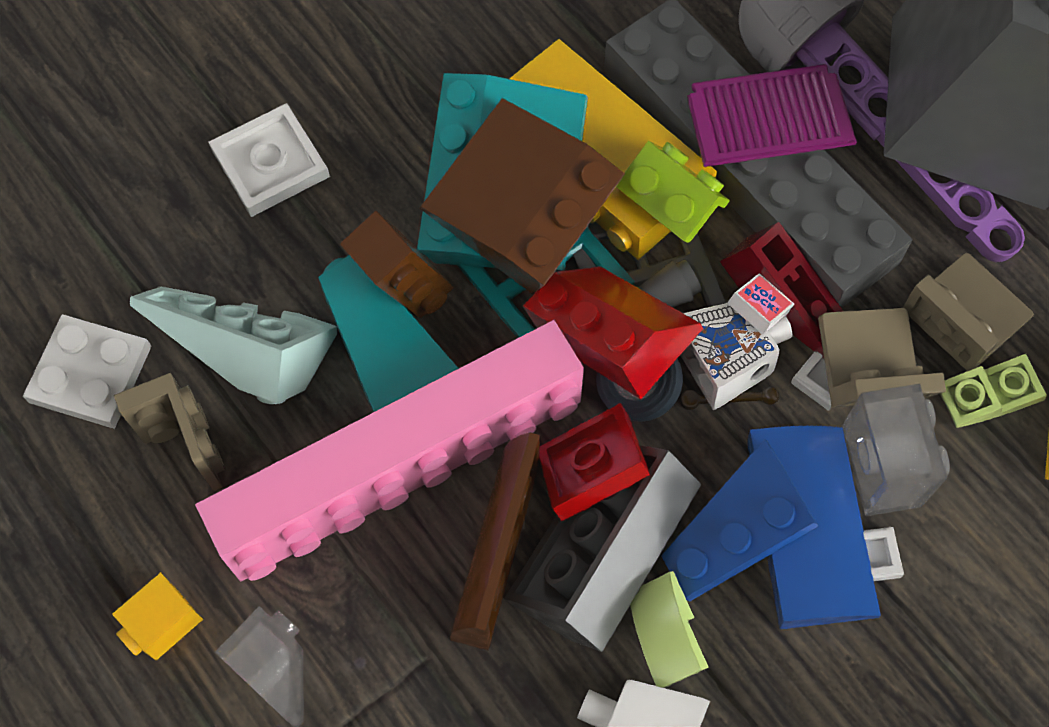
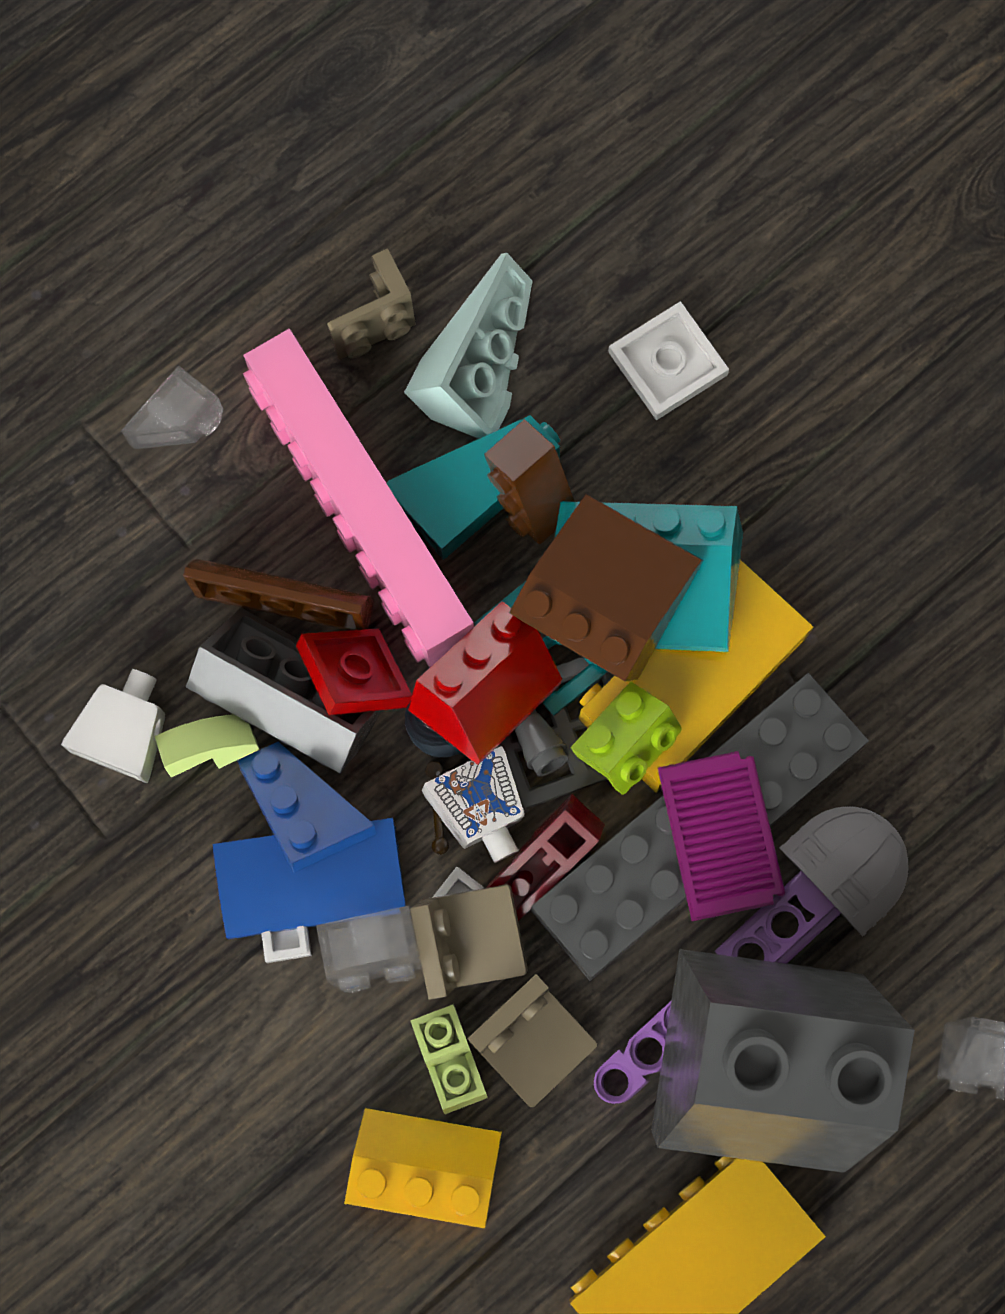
camera: 90 degrees right, 10 degrees up
(86, 369) = (443, 229): white plate -> none
(155, 618) = (214, 317): yellow brick -> none
(760, 303) = (514, 825): tile -> none

